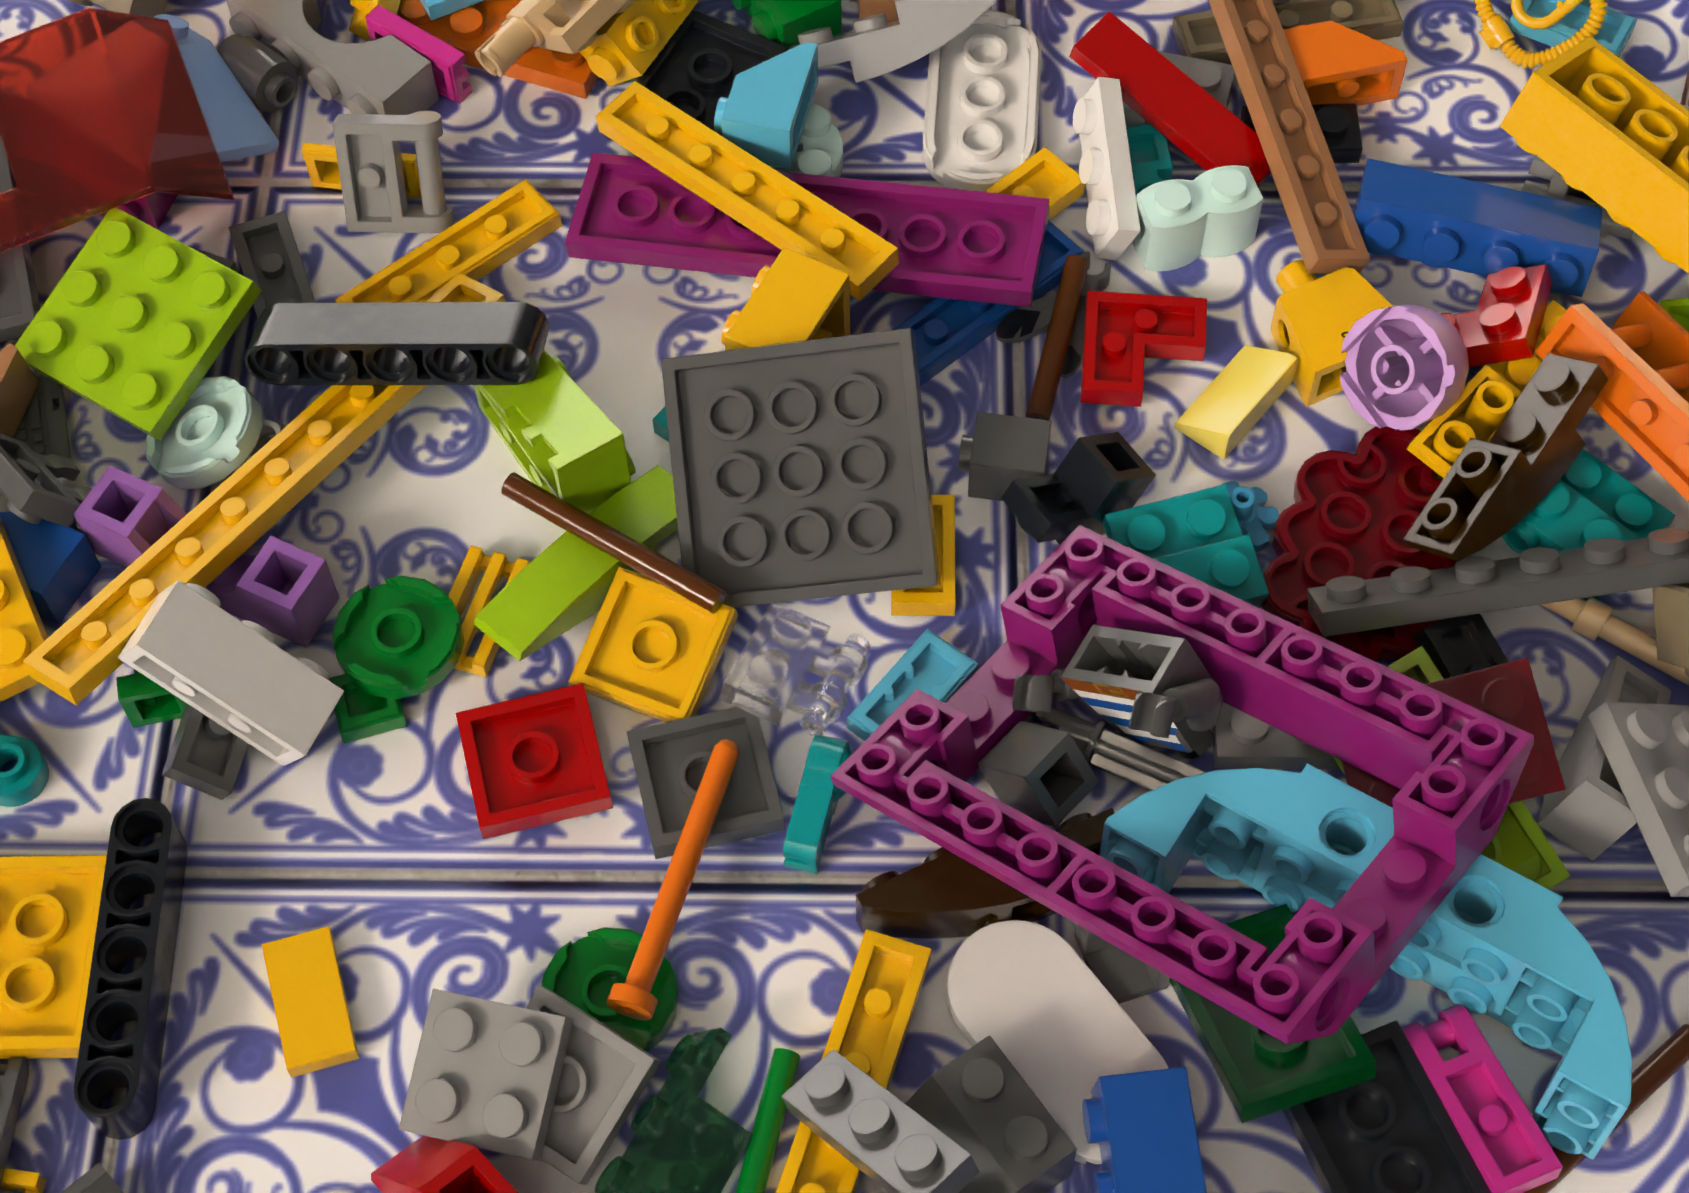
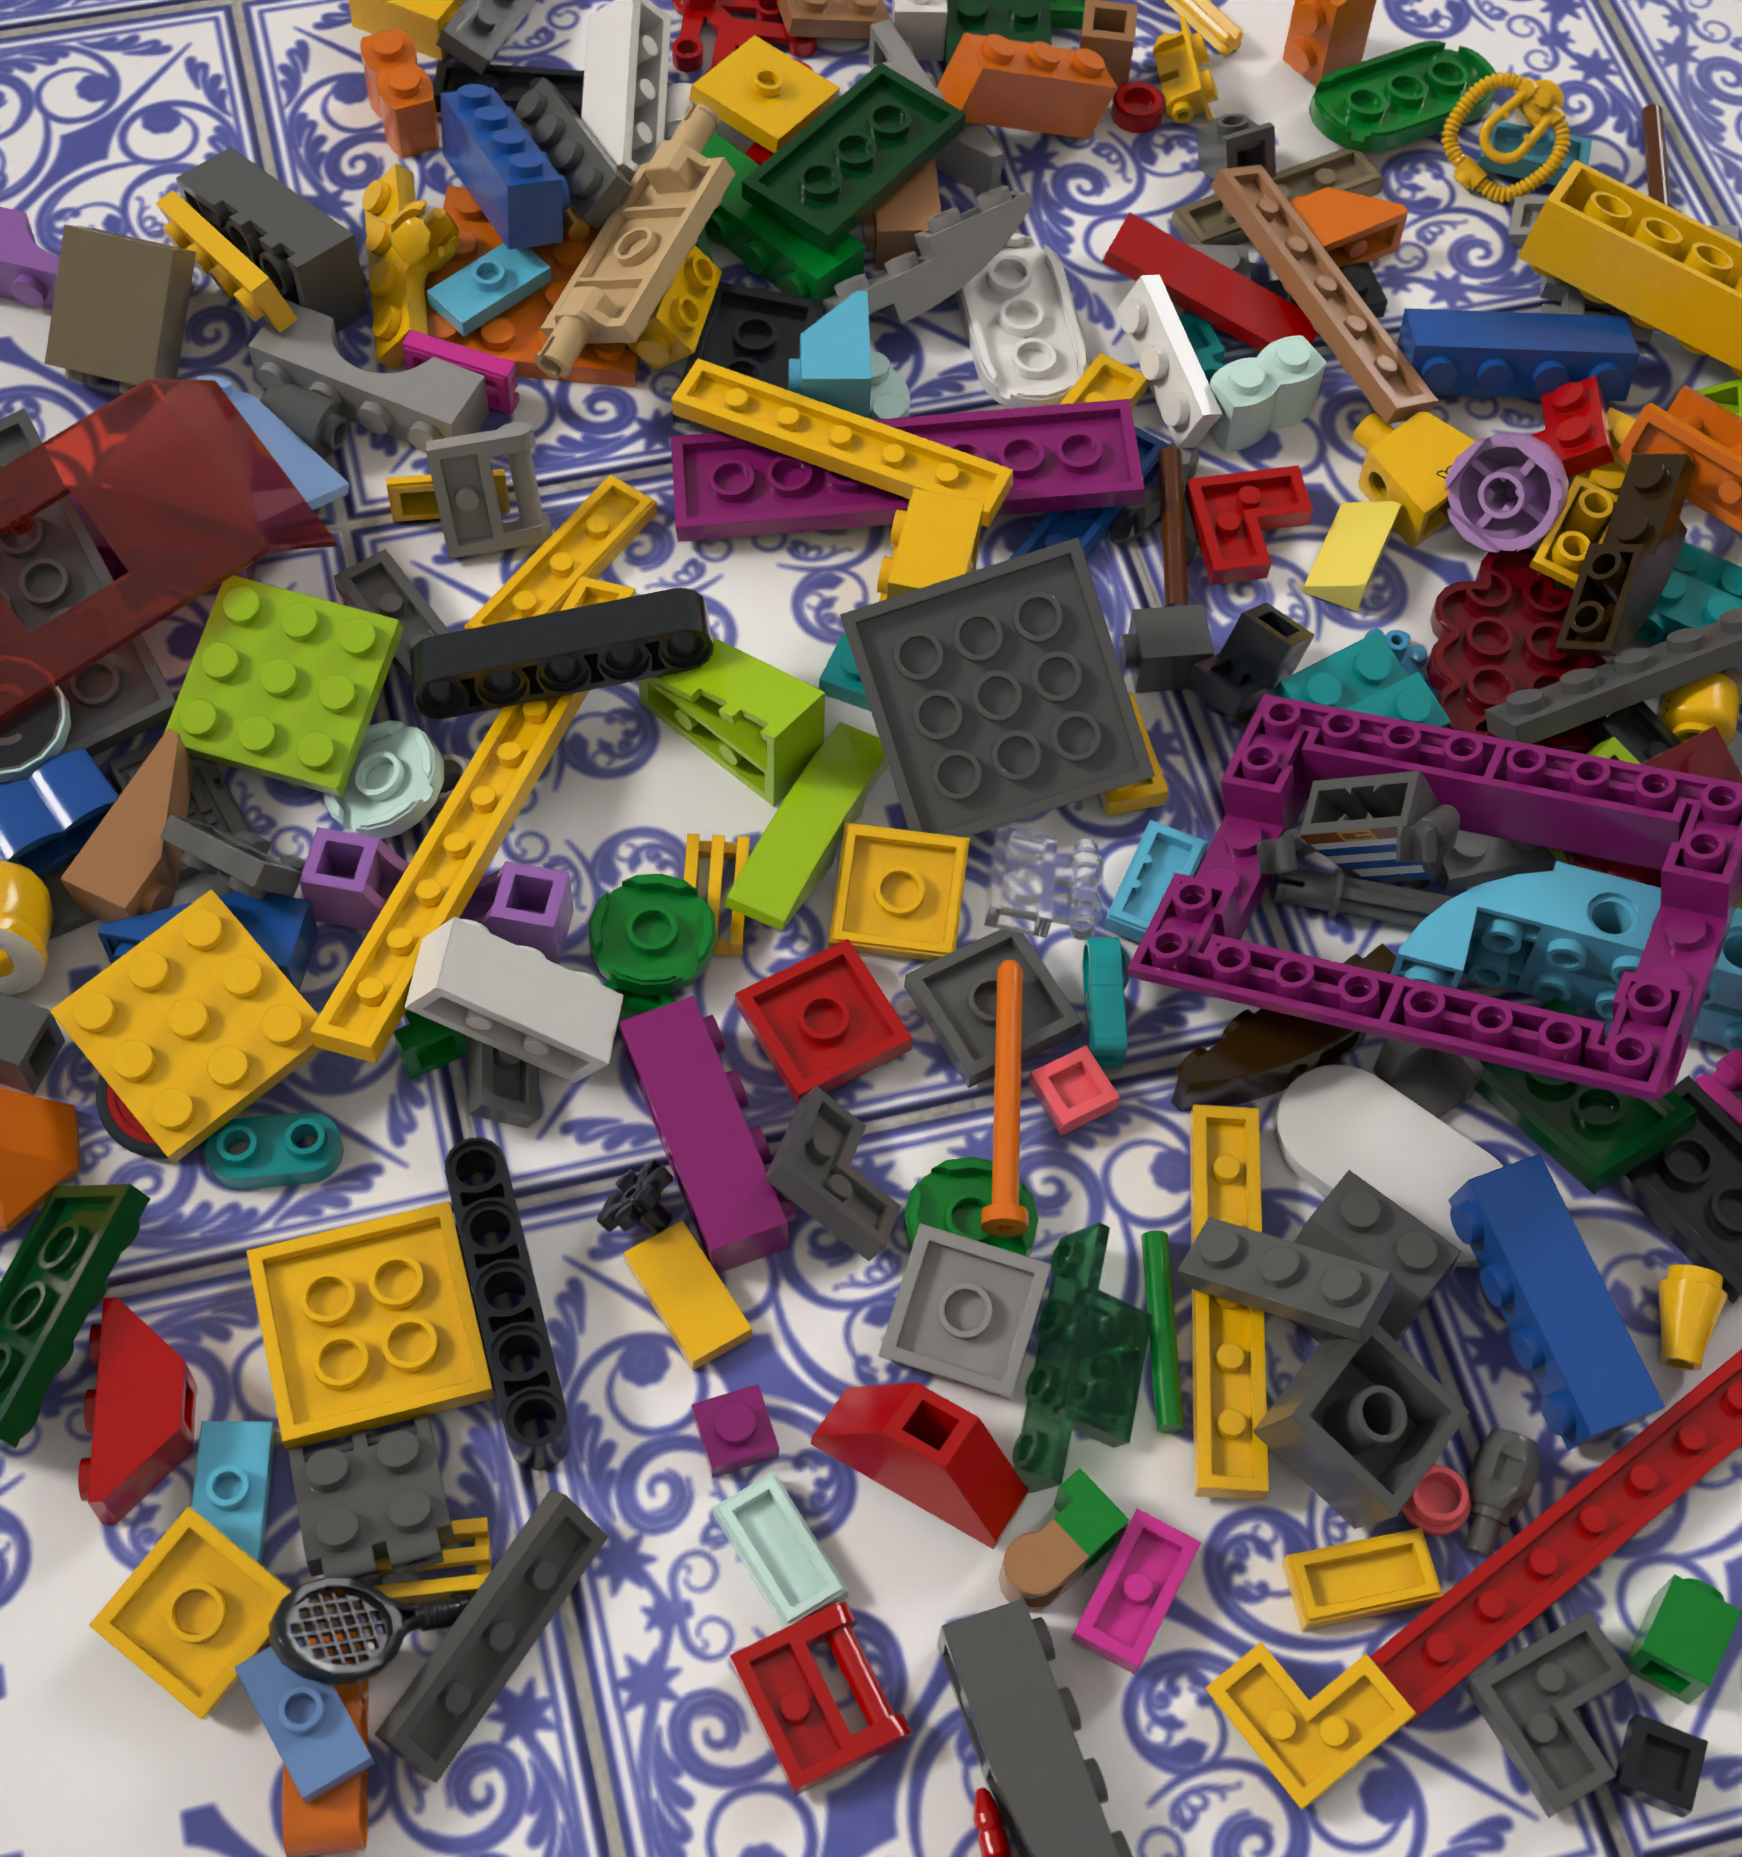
camera: 20 degrees left, 0 degrees up
(291, 897) = (638, 1200): none -> black plant
(306, 1148) = (735, 1430): none -> magenta plate
(378, 848) = (706, 1135): none -> magenta brick
(465, 918) = (817, 1175): none -> dark grey plate
(486, 1074) = (895, 1316): light grey plate -> none
(614, 543) = (836, 799): reddish brown bar -> none
(755, 886) = (1073, 1090): none -> coral plate
(1038, 772) = (1303, 920): dark grey brick -> none
(1549, 636) = (1702, 706): none -> yellow head

